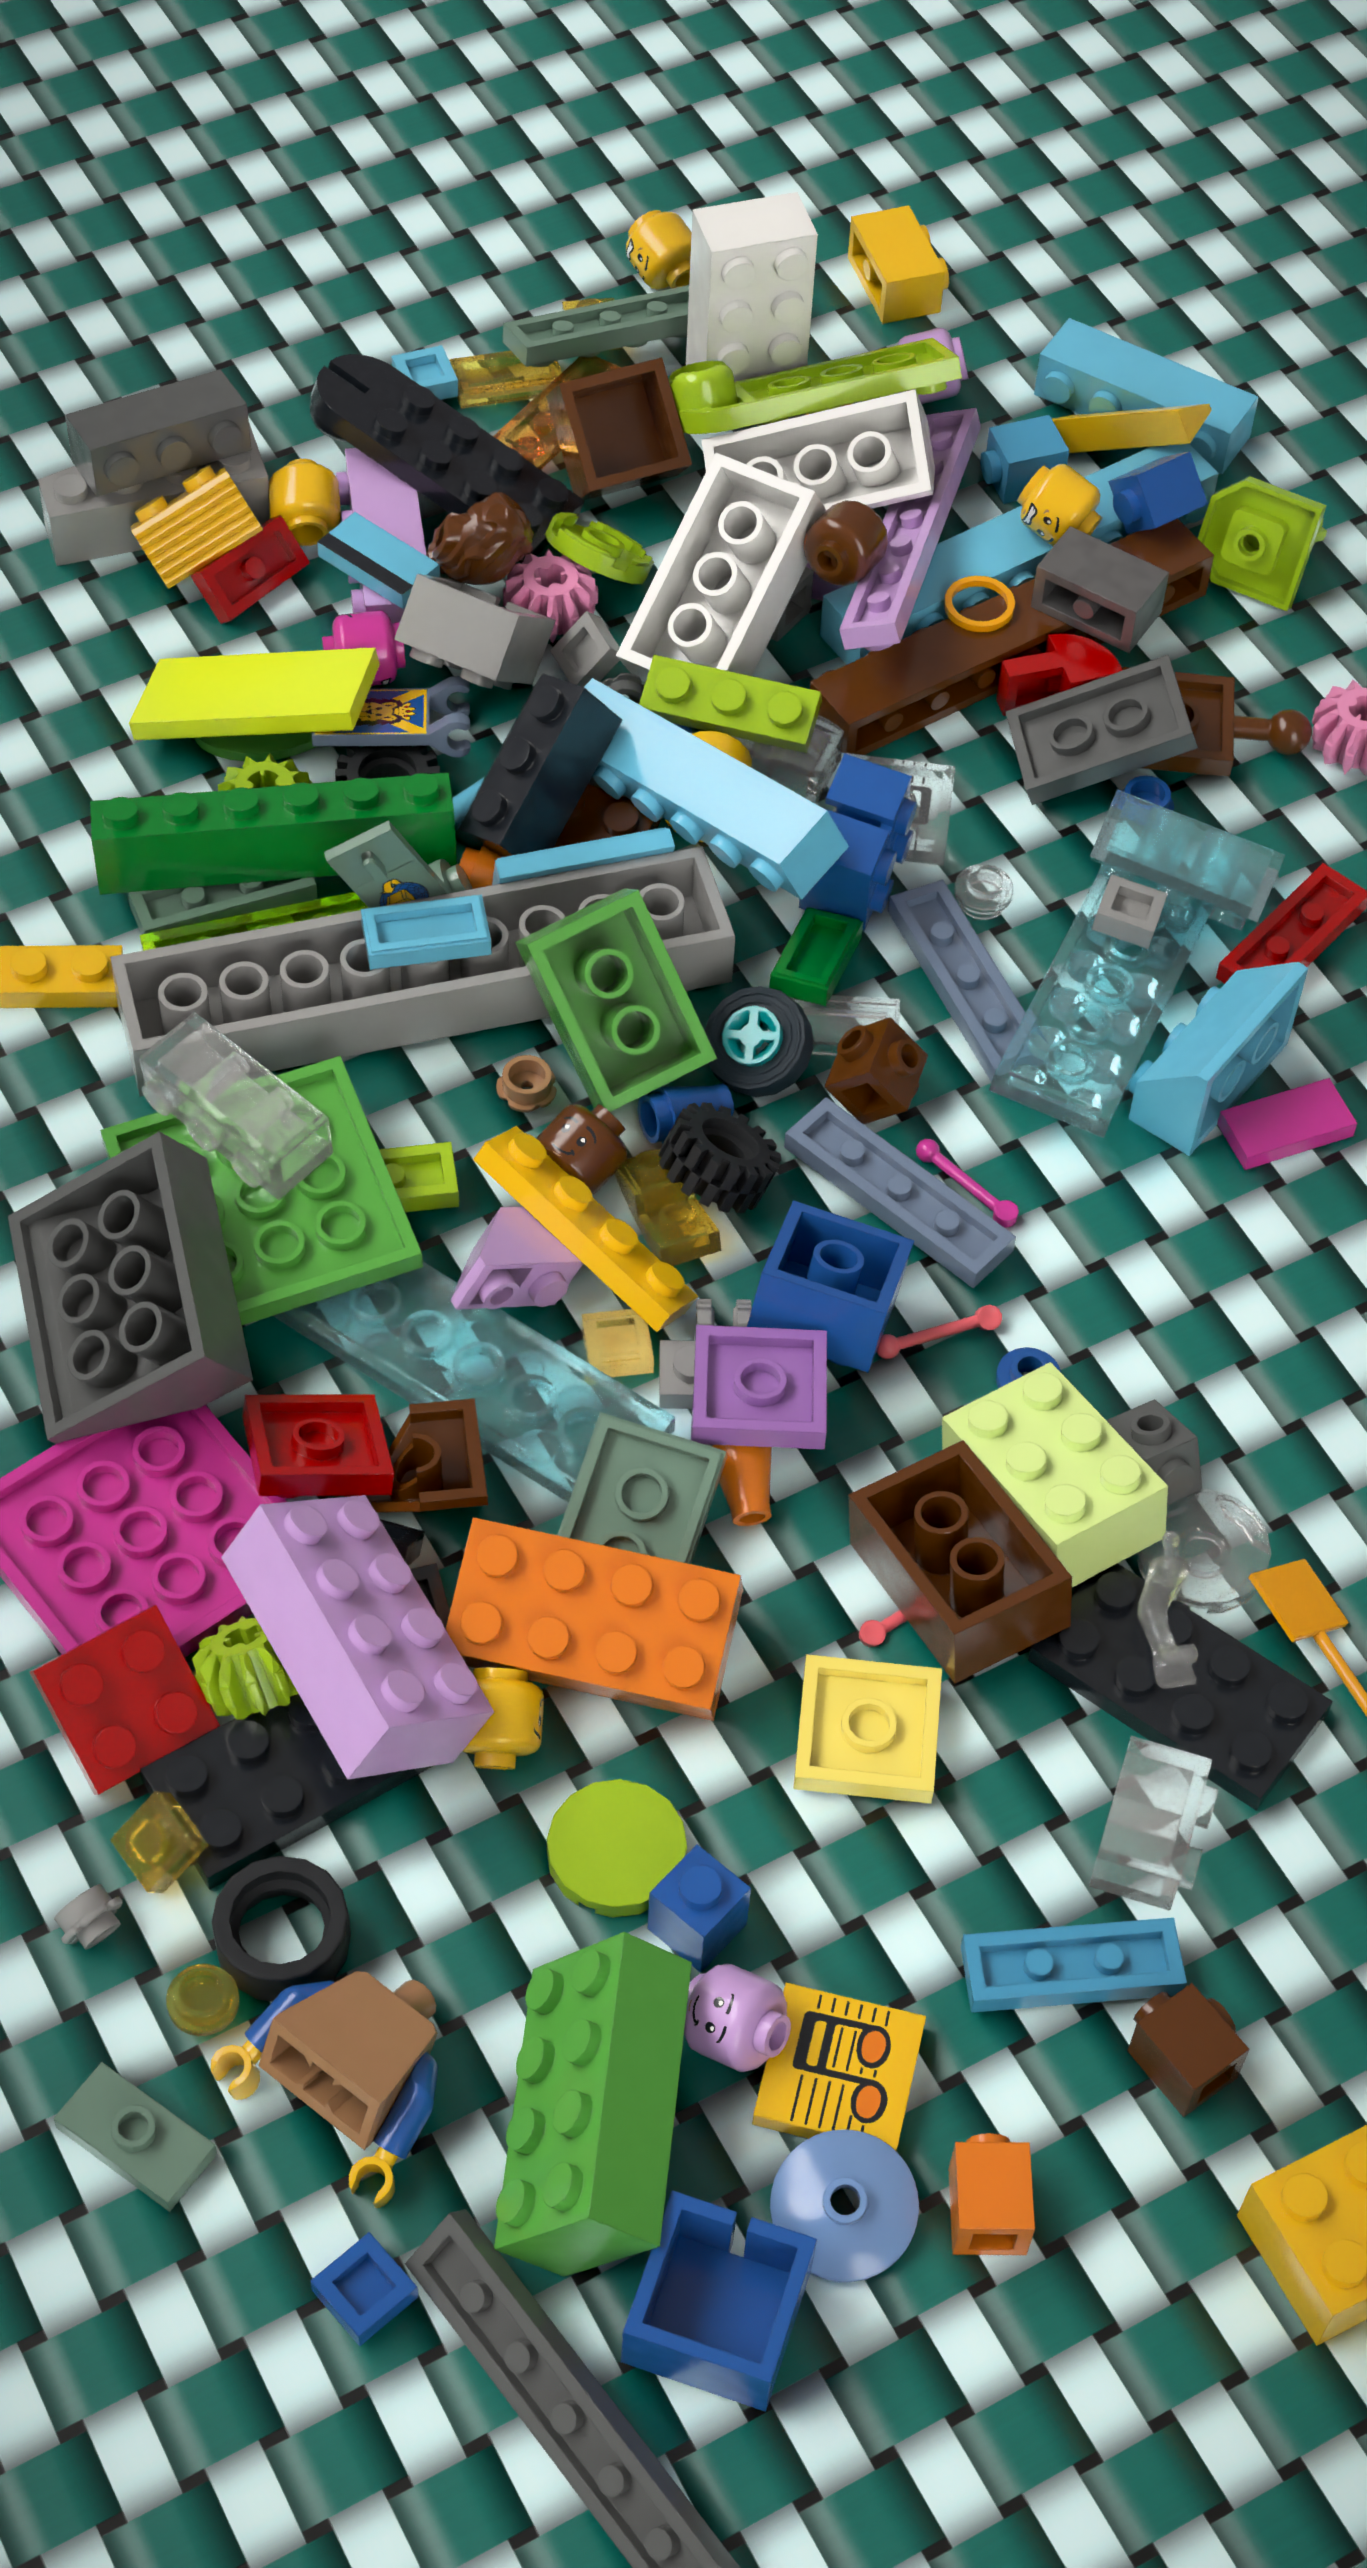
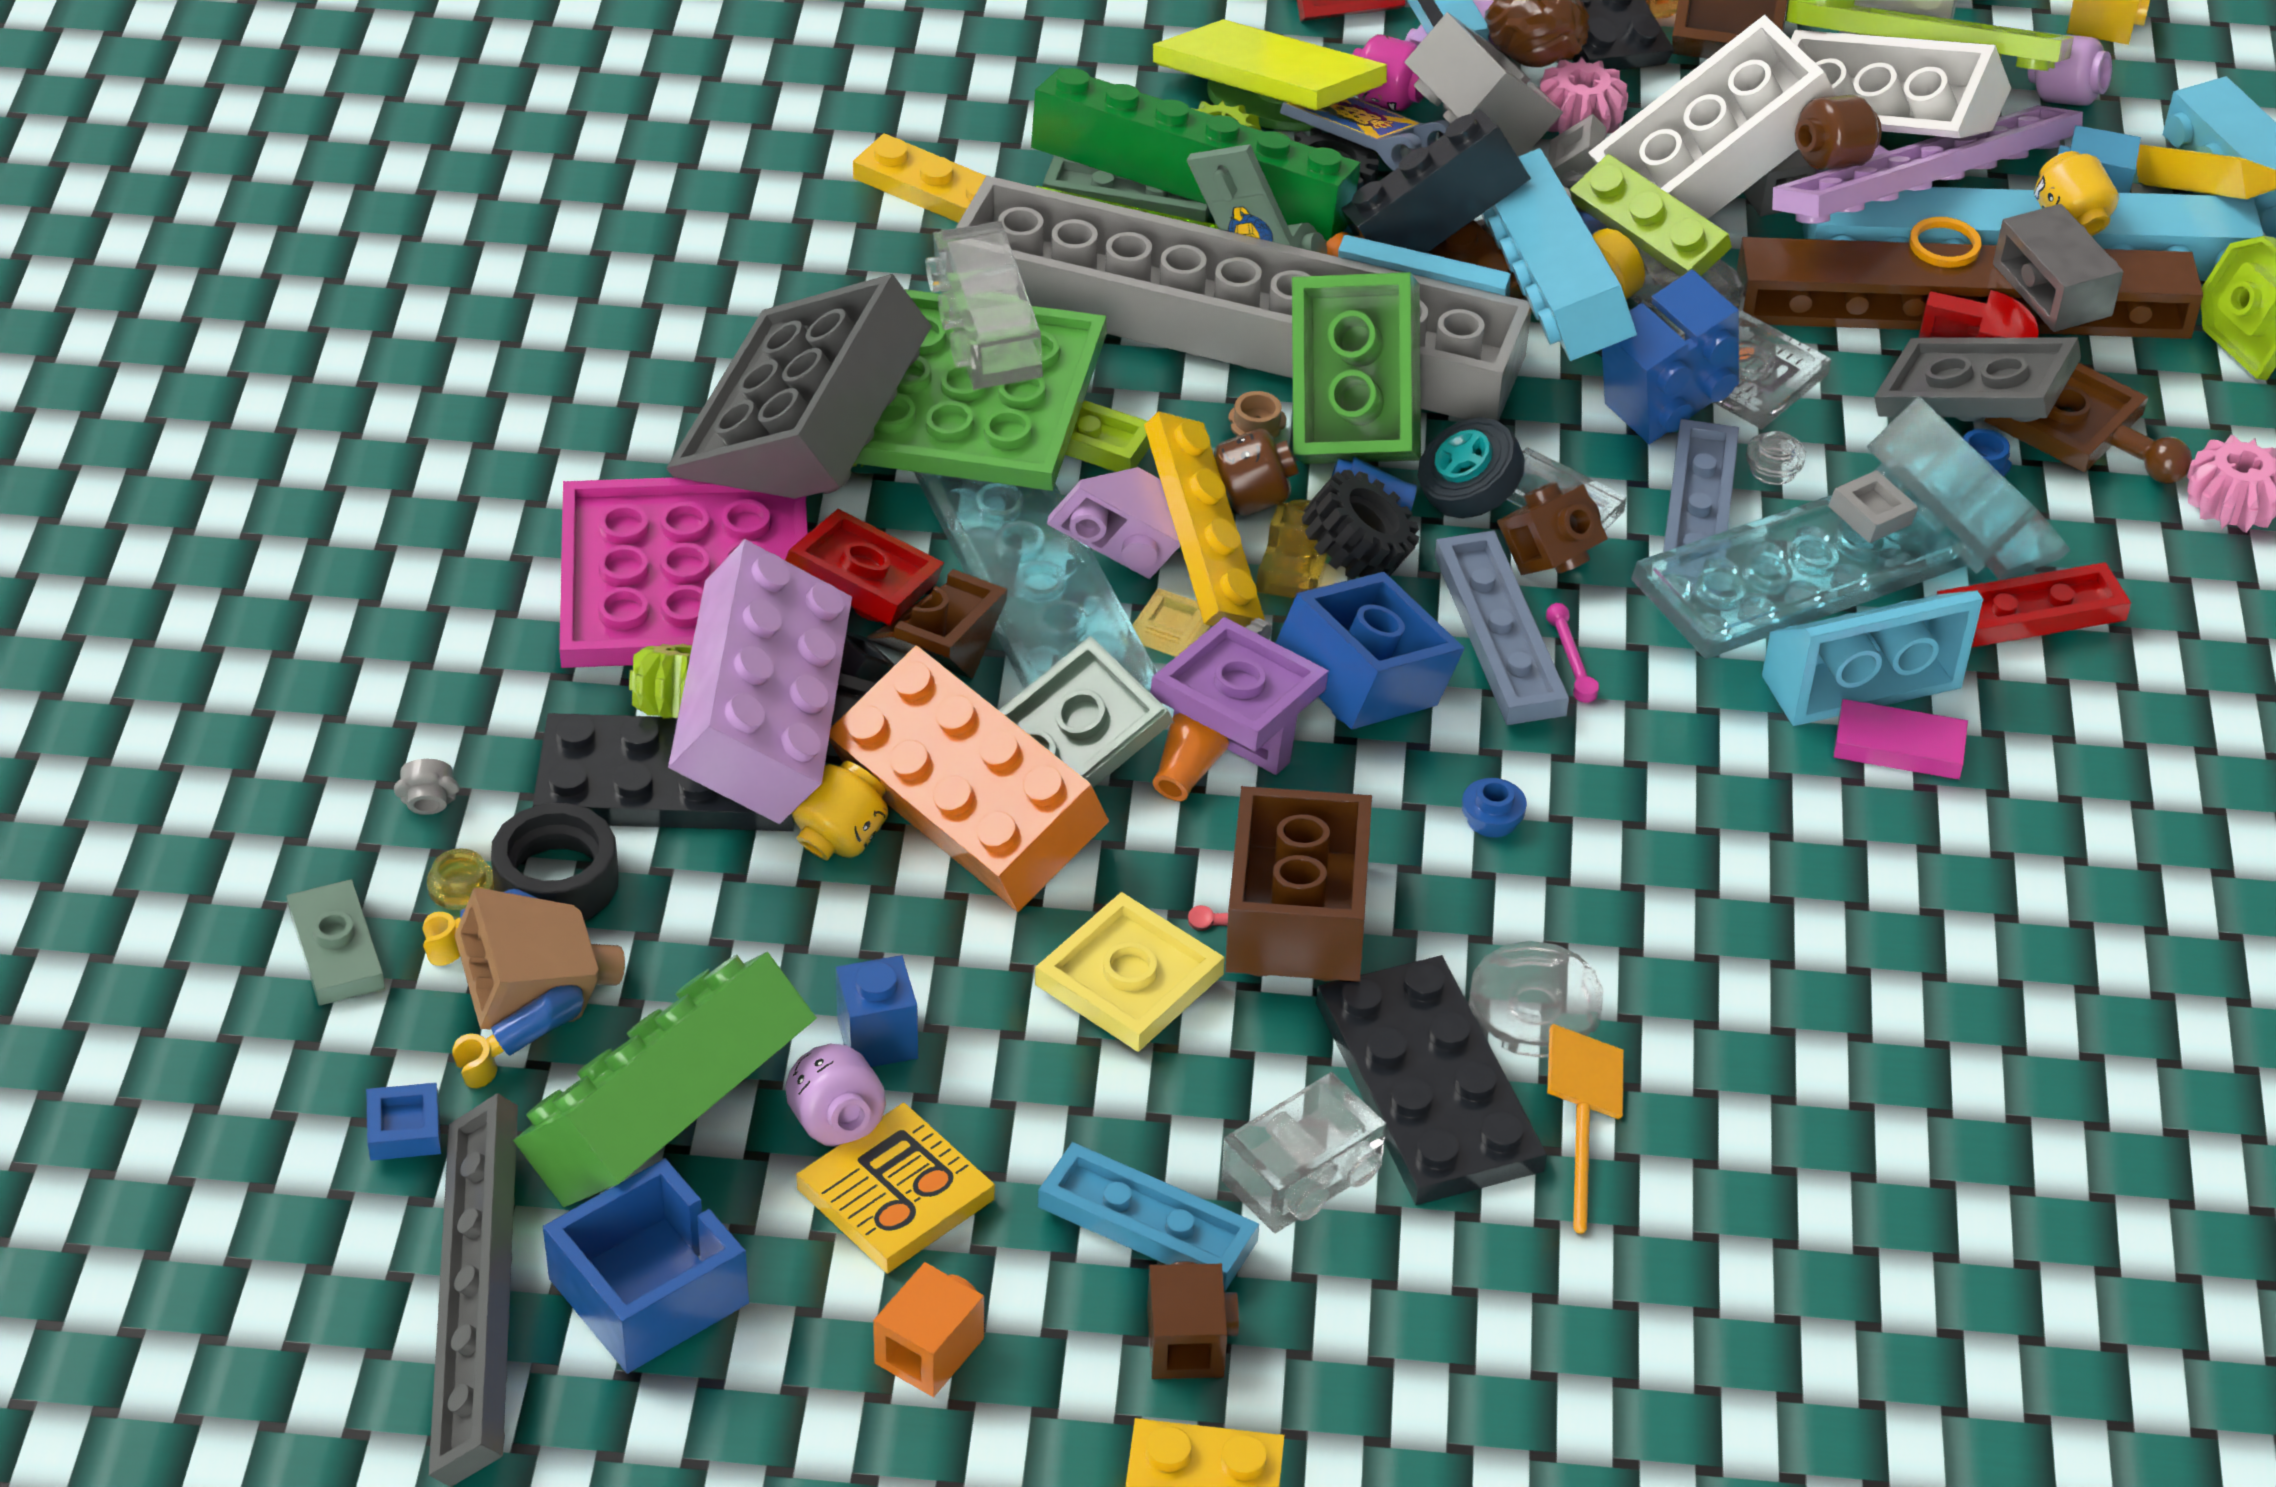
camera: 35 degrees right, 10 degrees down
(124, 1699) = (570, 655): red plate -> none
(159, 1842) = (517, 764): clear yellow plate -> none
(426, 932) = (1244, 259): medium azure tile -> none
(599, 548) = (1636, 73): lime tile -> none
(614, 1846) = (854, 931): lime tile -> none
(816, 956) = (1581, 436): green tile -> none
(853, 2244) = (821, 1299): medium blue dish -> none
(985, 1318) = (1499, 749): coral hinge -> none
(1064, 1470) = (1437, 870): yellowish green brick -> none
(1157, 492) = (2178, 220): blue brick -> none
(1162, 1584) = (1421, 1041): clear piece -> none
(1163, 1445) = (1540, 899): dark grey brick -> none

